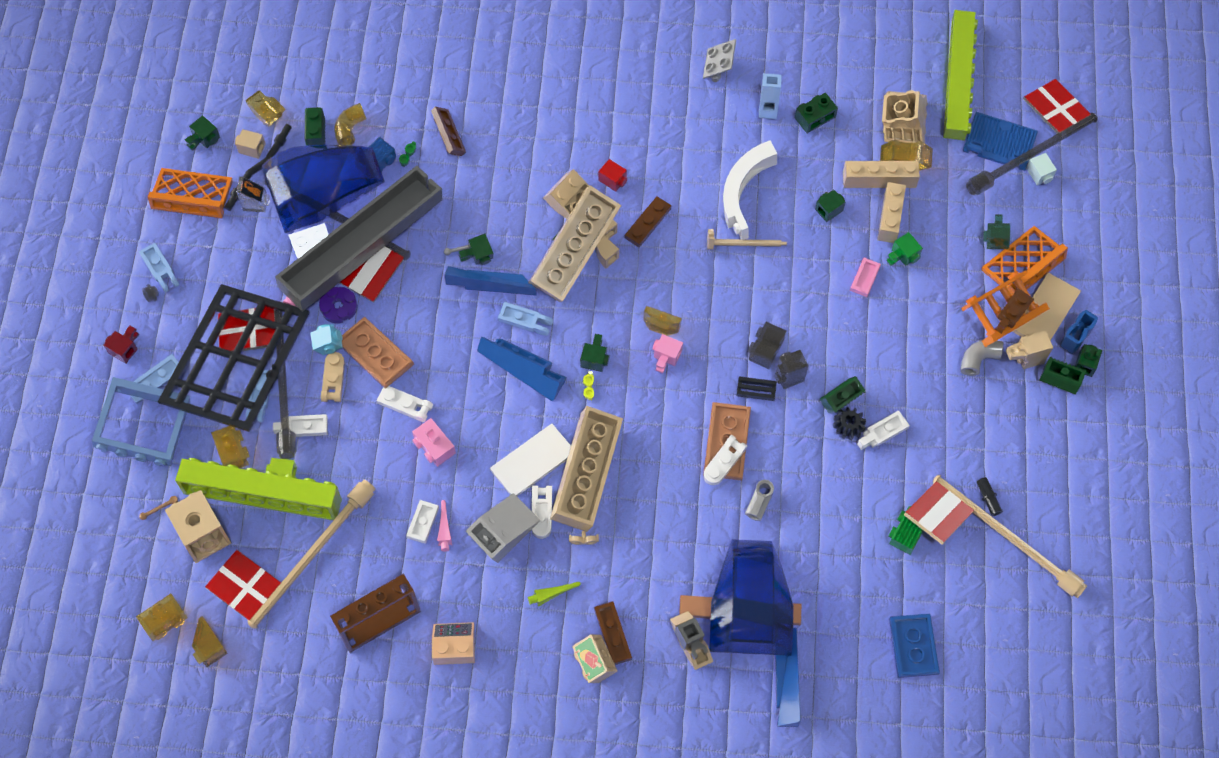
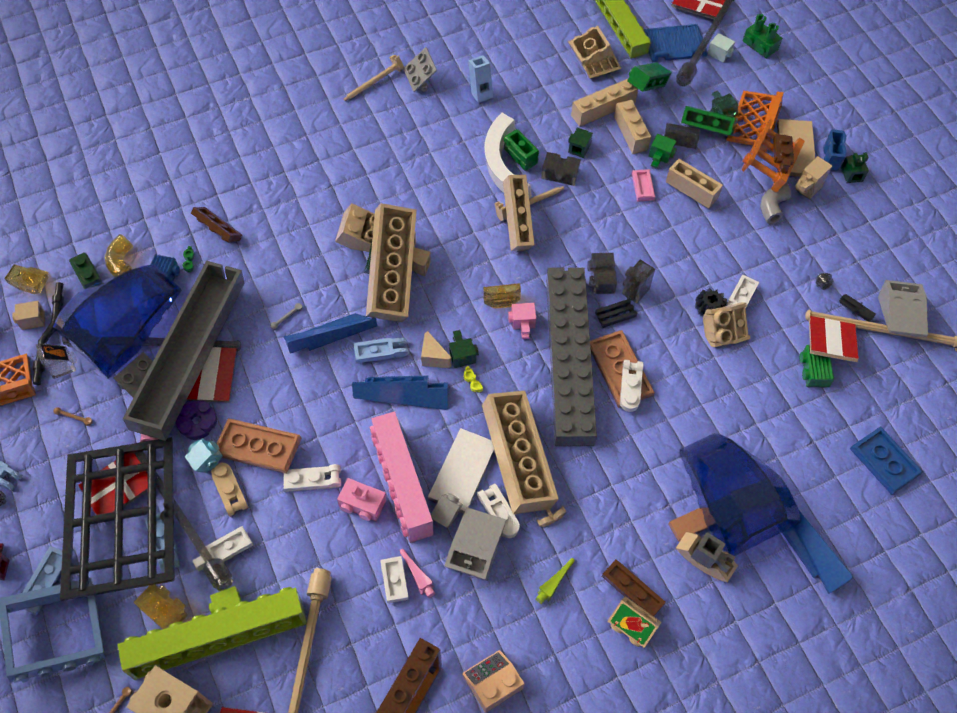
camera: 30 degrees left, 5 degrees down
(252, 262) = (88, 421): none -> medium nougat hinge
(475, 439) = (401, 477): none -> bright pink brick
(478, 249) = (303, 309): dark green brick -> none
(496, 487) = (446, 510): none -> light grey brick
(566, 344) = (434, 354): none -> tan slope
(612, 175) = (385, 194): red brick -> none
(648, 221) = (438, 221): reddish brown plate -> none
(686, 407) = (570, 358): none -> dark grey piece
(703, 42) = (397, 65): none -> tan piece
(720, 250) = (518, 212): none -> tan brick
(759, 501) = (682, 404): light grey piece -> none
(766, 187) = (521, 149): none -> green brick
(793, 223) = (560, 169): none -> clear smoke brick
(816, 112) = (522, 79): dark green brick -> none
(842, 395) = (692, 283): dark green brick -> none
(848, 450) = (726, 325): none -> tan slope
(902, 151) = (610, 77): clear yellow brick -> none
(911, 299) = (694, 183): none -> tan brick
(936, 244) = (683, 135): none -> clear smoke bracket
(939, 169) = (649, 76): none -> green brick
(971, 242) = (709, 120): none -> green brick
(975, 455) = (824, 281): none -> clear smoke plate
(1029, 519) = (904, 308): none -> light grey slope
(1062, 375) = (846, 187): dark green brick -> none
(1092, 178) = (763, 38): none -> green brick

